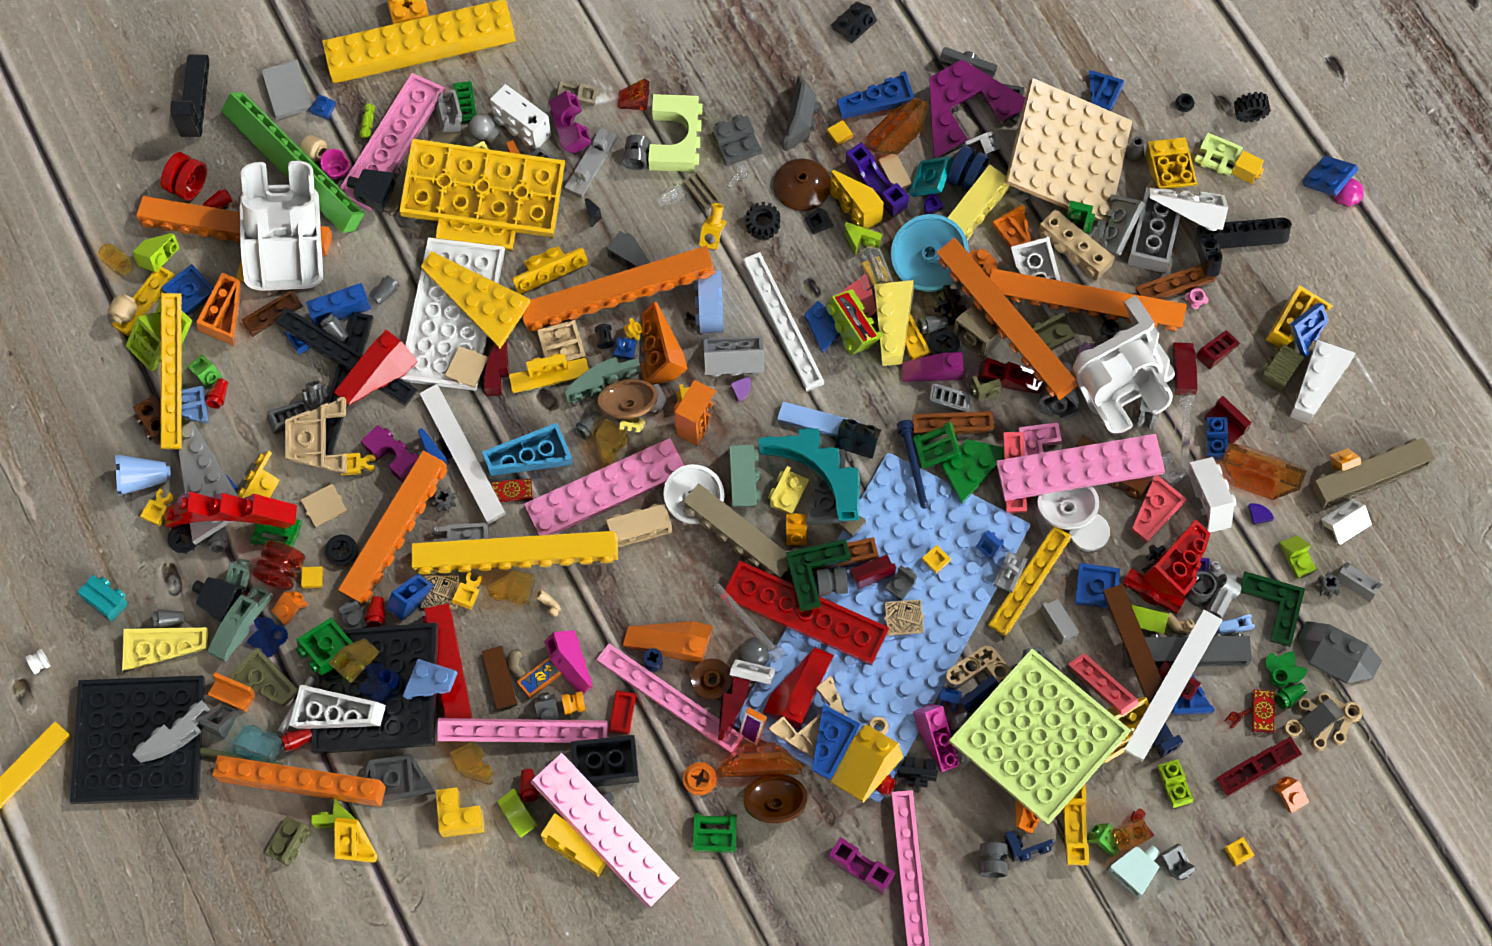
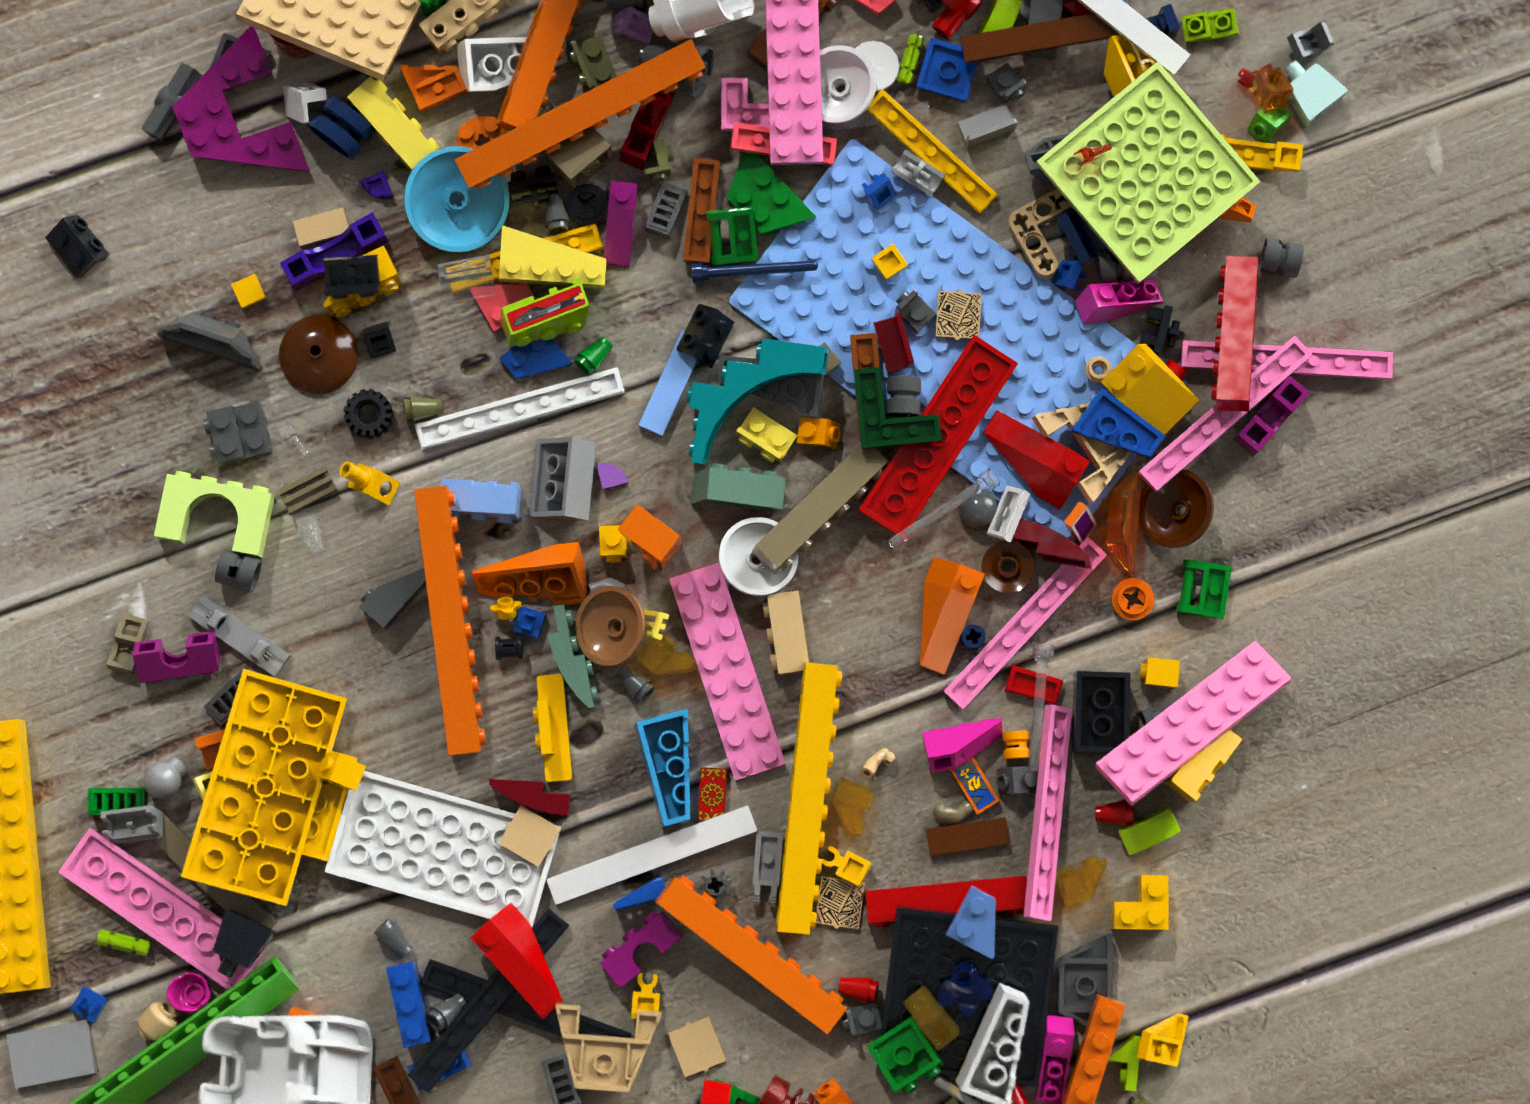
camera: 85 degrees left, 15 degrees up
(312, 577) = (797, 1069): yellow tile -> none
(314, 392) = (536, 1046): dark grey gear -> none
(336, 543) = (773, 1038): black gear -> none
(339, 760) = (1055, 1059): none -> dark pink slope
(409, 596) = (845, 941): blue slope -> none
(481, 299) = (440, 801): yellow wing -> none
(499, 233) = (341, 771): none -> yellow brick
(520, 117) = (160, 725): white piece -> none
(547, 267) = (392, 713): yellow bracket -> none
(562, 339) = (508, 706): tan slope -> none
(593, 212) = (318, 642): black slope -> none
(634, 96) = (147, 563): clear red slope -> none
(643, 805) = (1159, 673): none -> yellow brick
(646, 714) = (1043, 655): none -> clear piece
(772, 254) = (420, 408): none -> olive cone
(830, 363) = (592, 356): none -> green cone
(855, 182) = (352, 276): none -> black bracket
(856, 235) = (411, 292): lime slope -> none
(856, 826) = (1215, 422): none -> bright pink plate
(877, 98) = (202, 221): blue wing -> none
(898, 128) = (258, 213): clear orange wedge -> none
(922, 826) = (1237, 333): none -> brick
(931, 176) = (341, 179): teal plate -> none
(1015, 844) = (1264, 229): dark blue bracket -> none
(1044, 685) = (1089, 154): none -> clear red hand
(1096, 632) = (1006, 83): none -> dark grey bracket
(1101, 557) = (910, 59): none -> lime axle
(1103, 684) = (1083, 86): coral plate -> none

